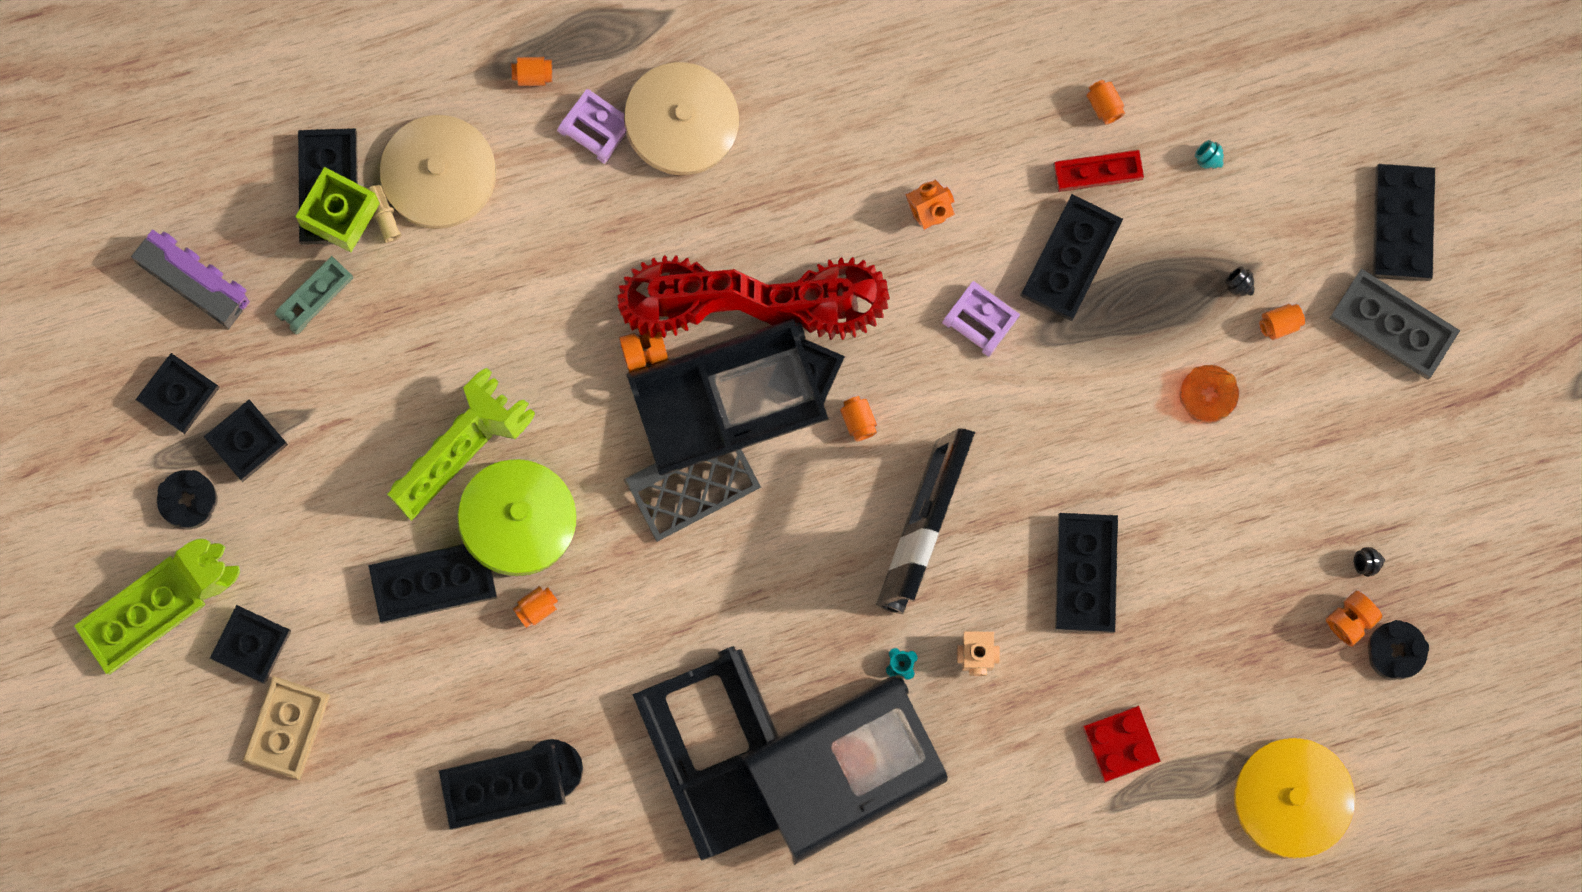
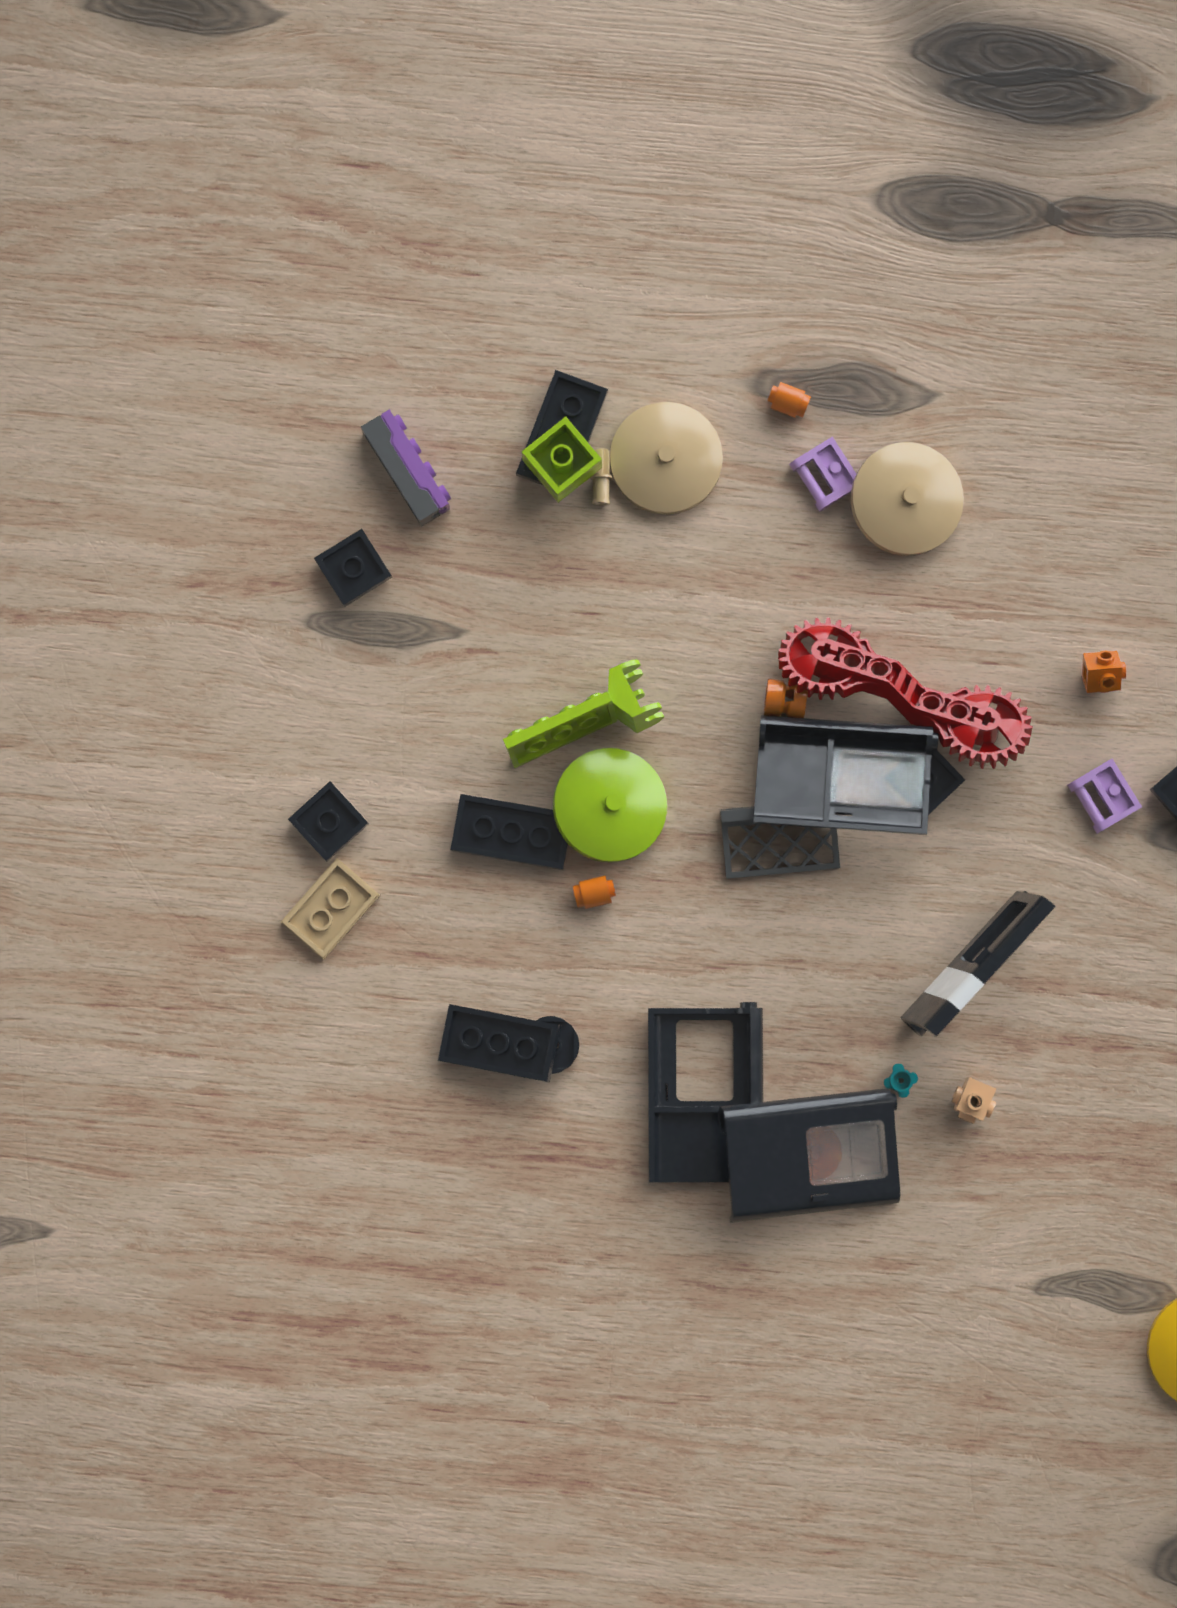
camera: 30 degrees right, 5 degrees up
(156, 603) = (259, 751): lime hinge -> none
(202, 506) = (334, 654): black plate -> none
(245, 440) = (396, 635): black plate -> none
(314, 294) = (510, 527): sand green plate -> none
(859, 418) = (954, 842): orange brick -> none
(1086, 573) = (1103, 1068): black plate -> none
(1121, 744) = (1069, 1236): red plate -> none

